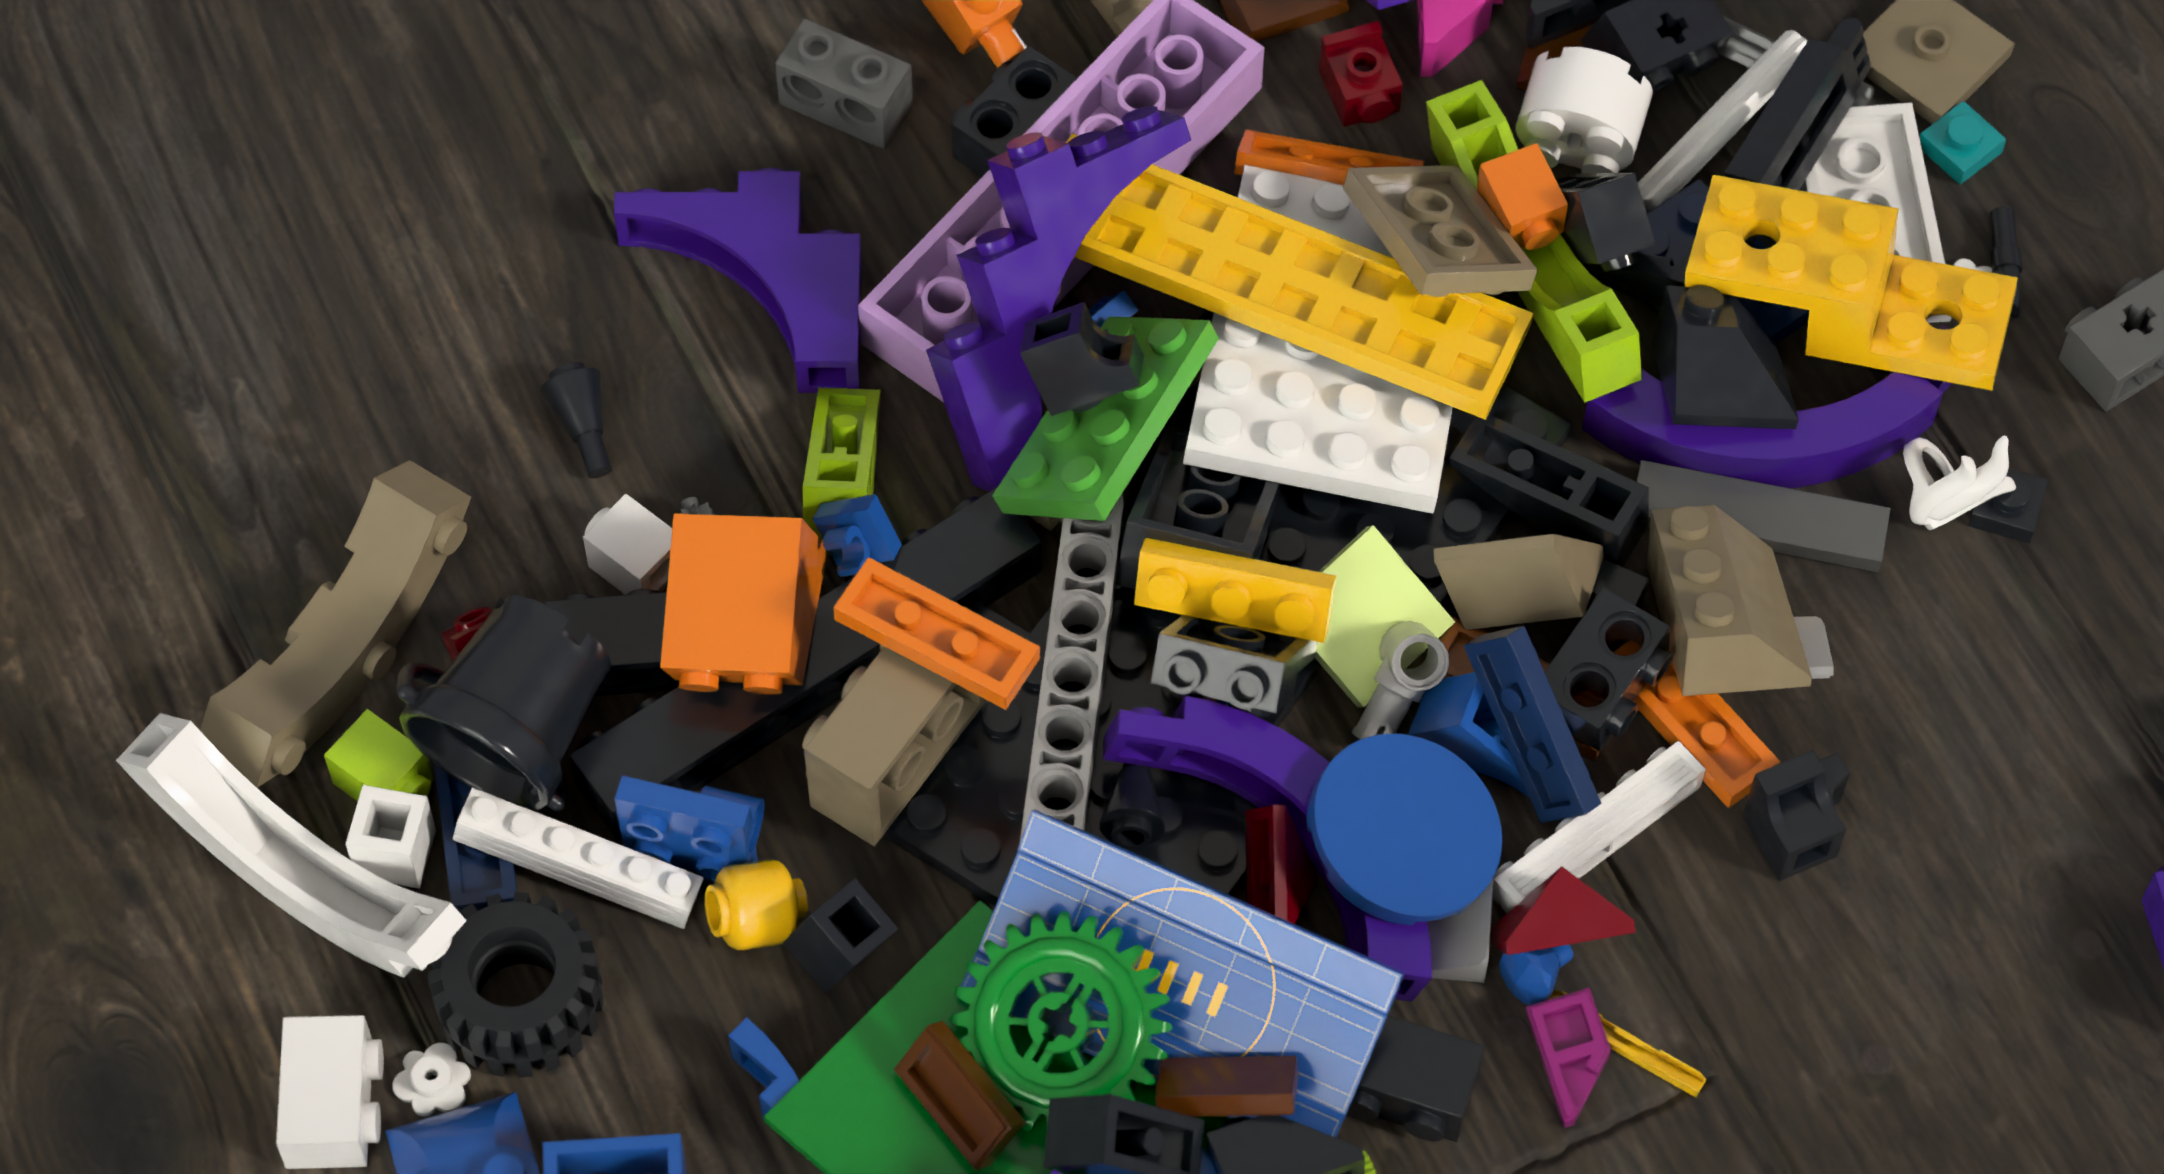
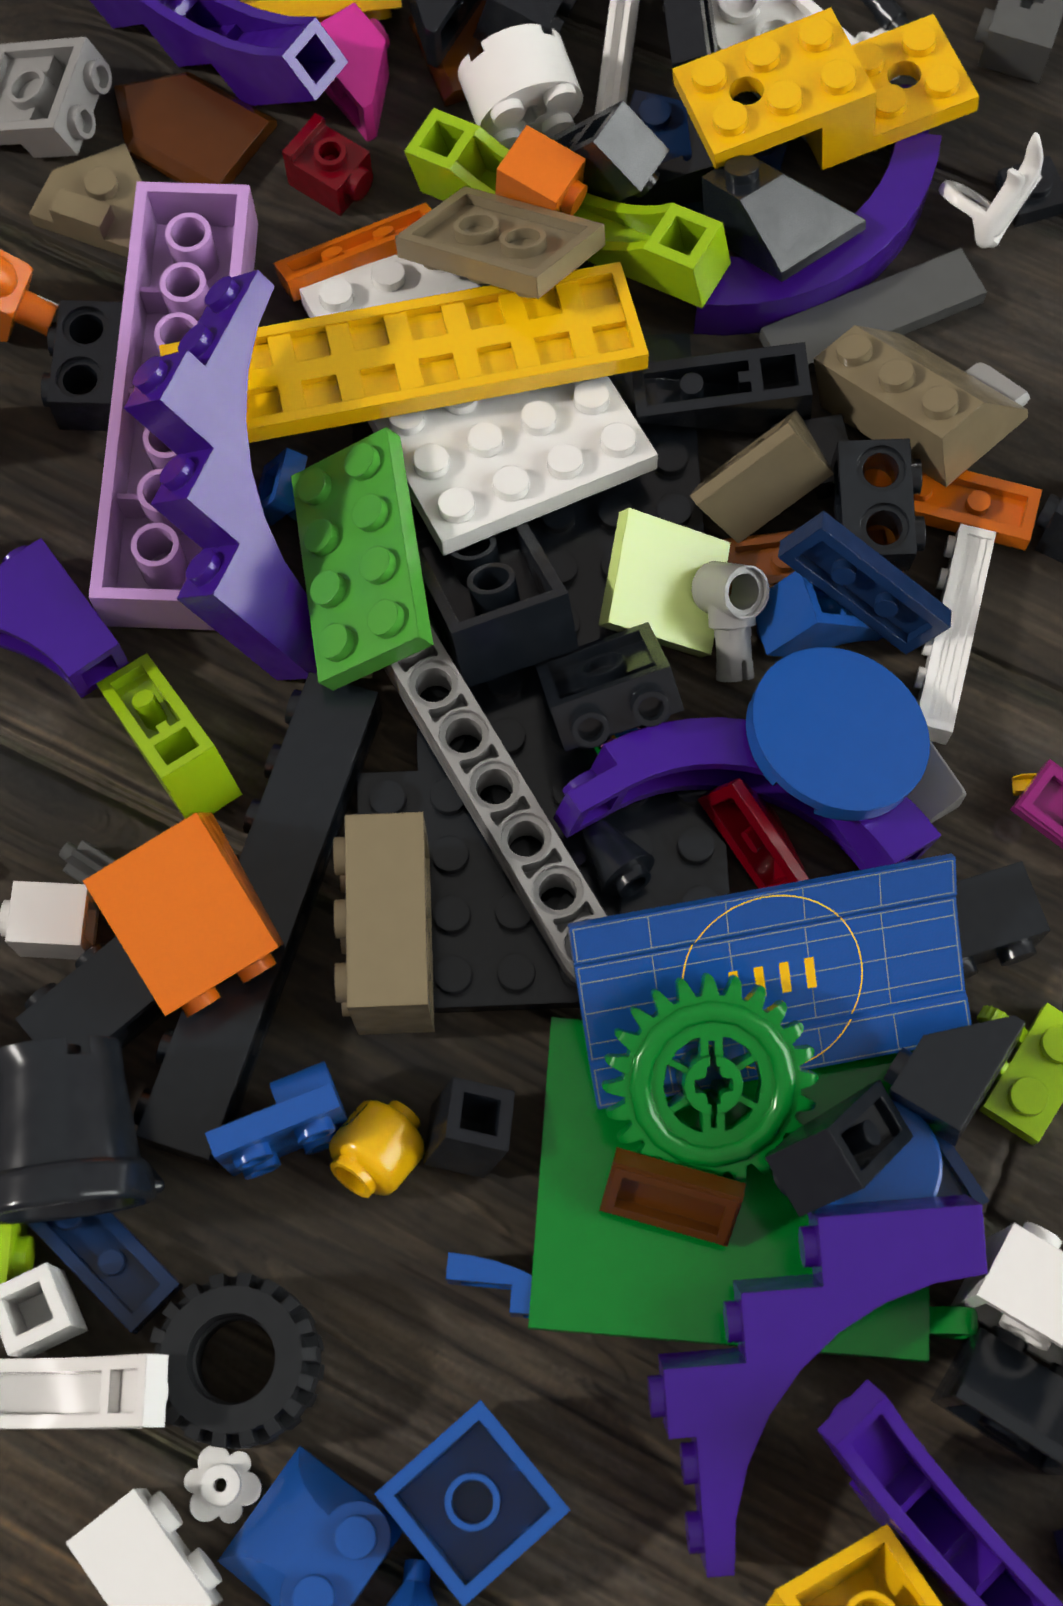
camera: 35 degrees left, 10 degrees up
(577, 858) = (204, 1215): white piece -> none
(855, 531) = (231, 787): blue tile -> none
(936, 633) = (384, 834): orange plate -> none
(1077, 360) = (315, 526): black brick -> none
(1228, 1085) = (874, 1037): reddish brown tile -> none
(1234, 590) = (569, 631): yellow plate -> none
(1534, 973) = (994, 773): blue rock -> none
(1559, 914) = (989, 723): dark red slope -> none

